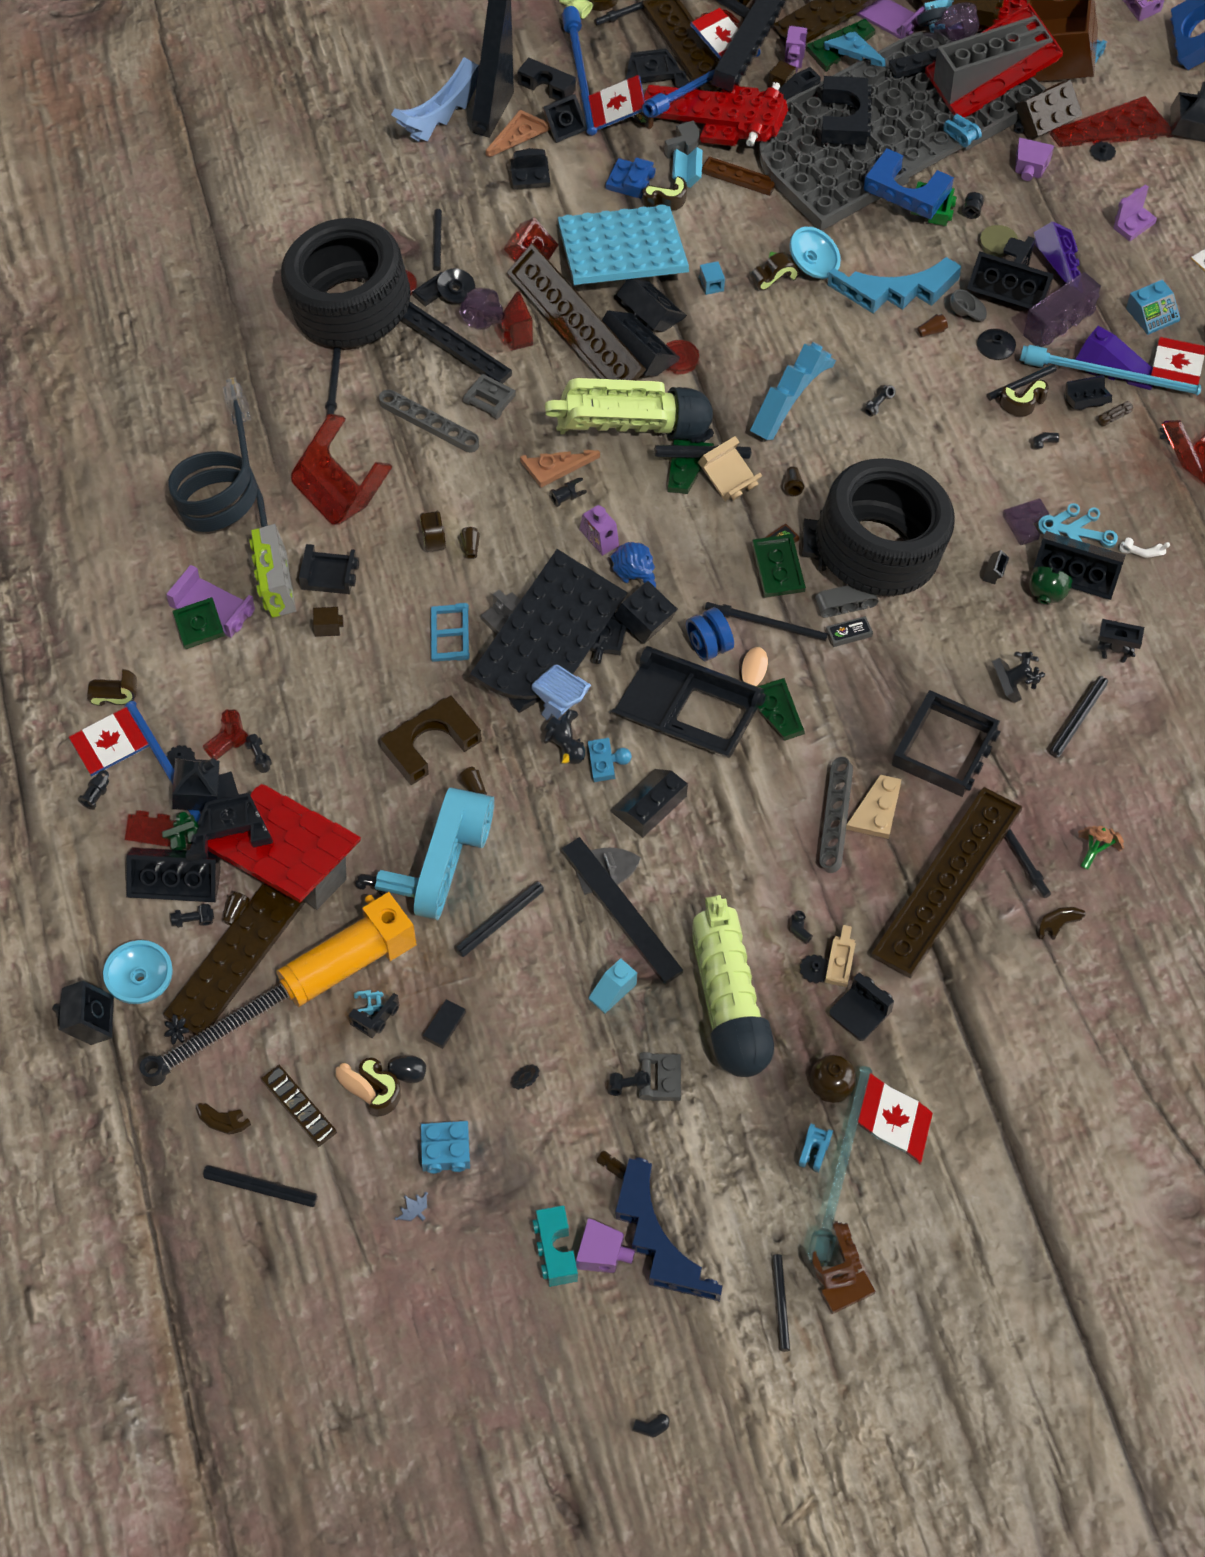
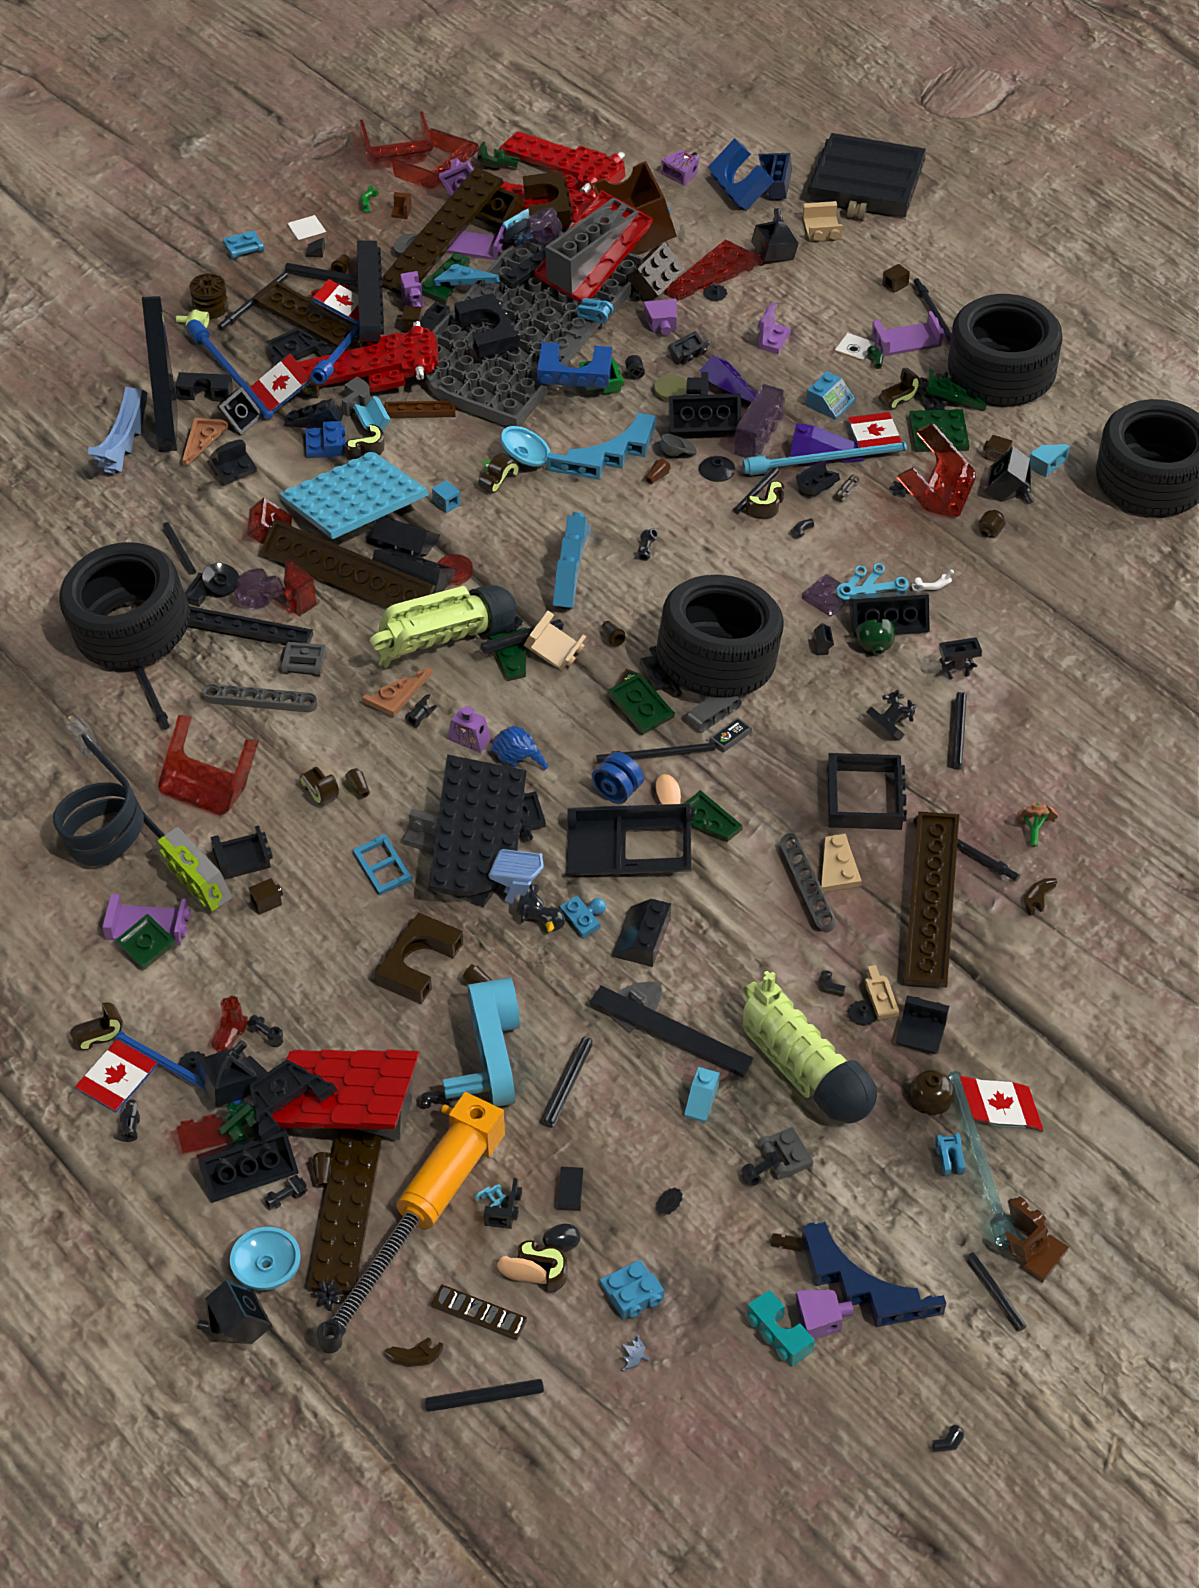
camera: 25 degrees left, 10 degrees down
(634, 147) = (314, 415): none -> black slope
(645, 612) = (551, 780): black brick -> none
(1038, 202) = (688, 347): none -> black bracket

